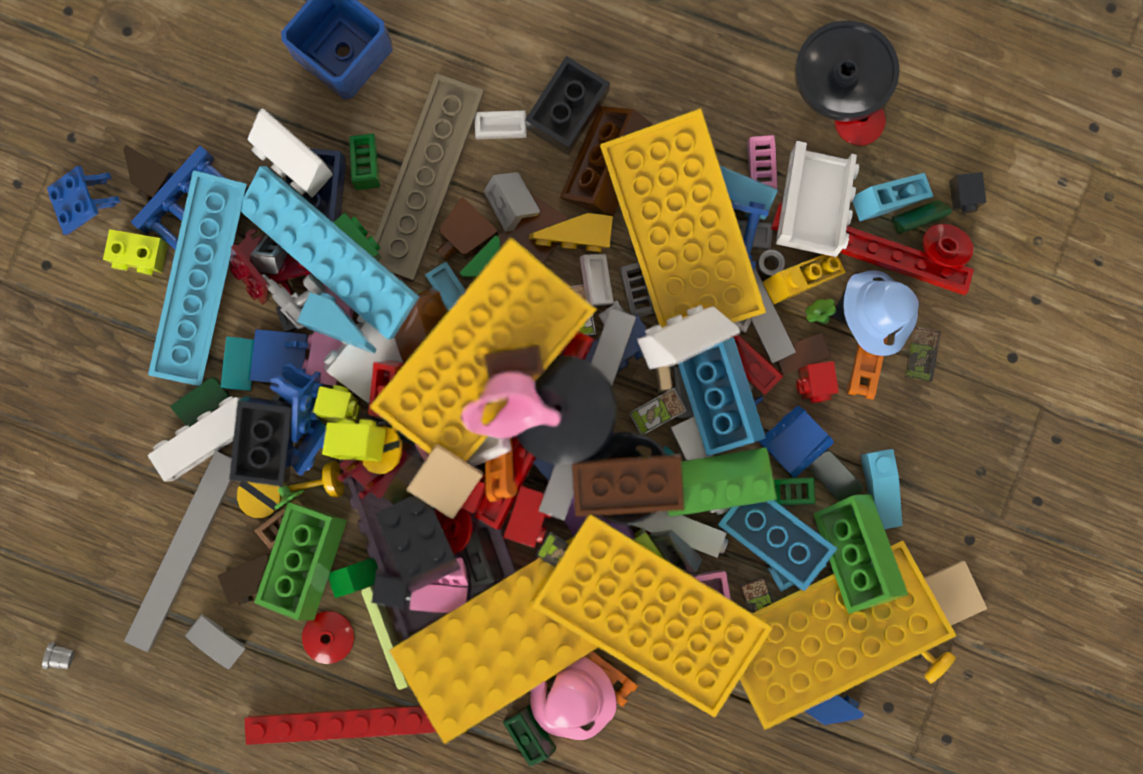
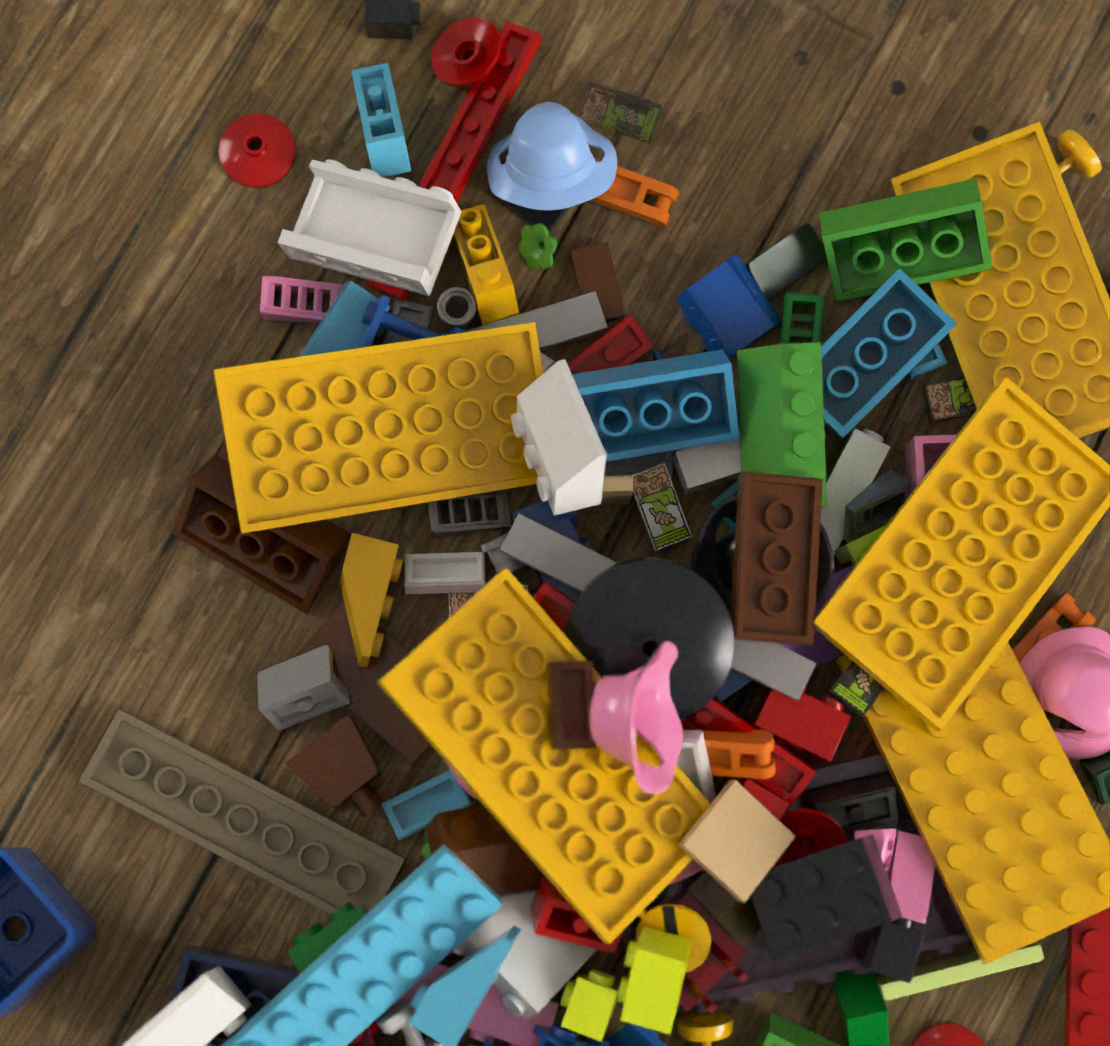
camera: 85 degrees left, 5 degrees down
(366, 177) = (227, 916): green slope -> none
(481, 260) = (397, 739): green slope -> none
(500, 124) = (177, 690): white tile -> none
(567, 105) = (165, 580): black brick -> none
(817, 382) = (646, 264): red brick -> none
(851, 50) = (160, 132): black dish -> none
(883, 485) = (805, 193): medium azure slope -> none
(920, 216) = (415, 84): dark green slope -> none
(956, 592) = (971, 115): tan tile -> none

